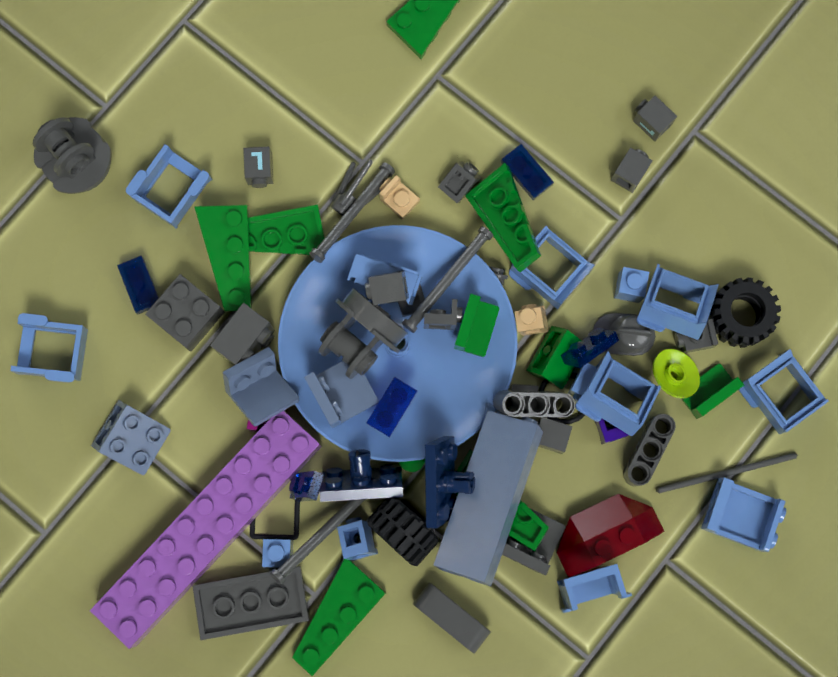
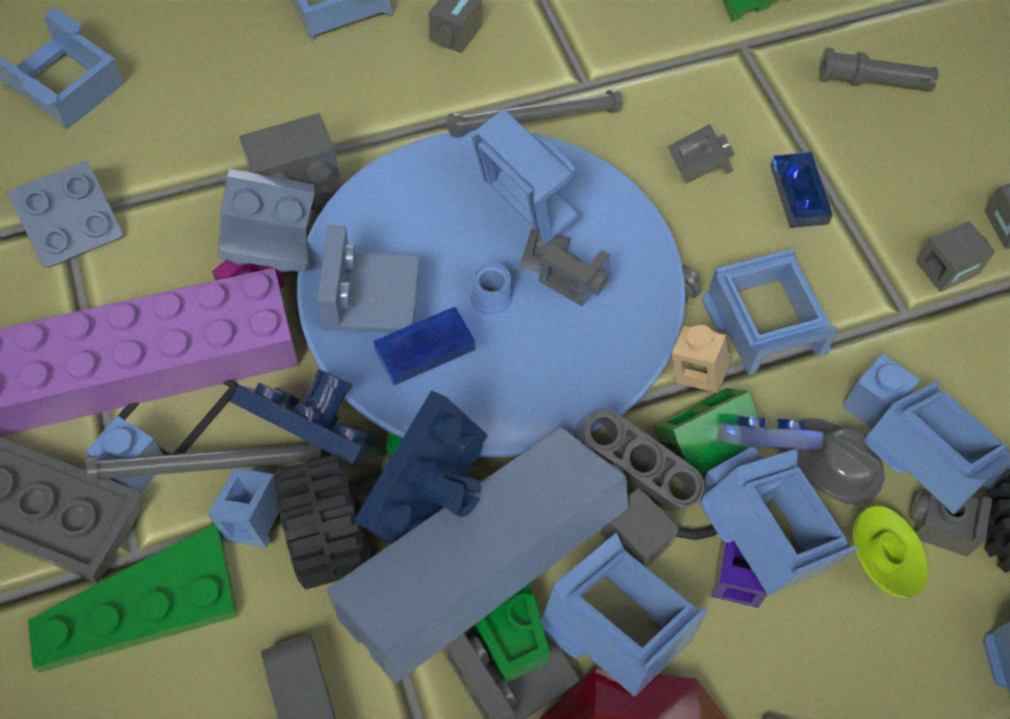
camera: 30 degrees right, 20 degrees down
(138, 284) = (219, 65): clear blue plate -> none
(185, 312) = (240, 105): dark grey brick -> none
(228, 248) = (355, 71): green wing -> none
(286, 231) = (417, 89): green wing -> none
(306, 486) = (227, 379): clear blue plate -> none
(343, 200) = (541, 95): dark grey plant -> none
(343, 342) = (411, 212): dark grey piece -> none
(387, 288) = (518, 158): dark grey brick -> none
(398, 197) = (606, 132): tan bracket -> none
(448, 278) = (697, 215): dark grey bar -> none
(476, 327) = (612, 310): green panel -> none
(503, 213) = (741, 213): green wing -> none
(519, 58) = (860, 68): none -> dark grey pin
(555, 506) = (584, 630): none -> medium blue piece
(658, 441) = (801, 627): dark grey beam -> none
(713, 389) = (937, 616): green panel -> none

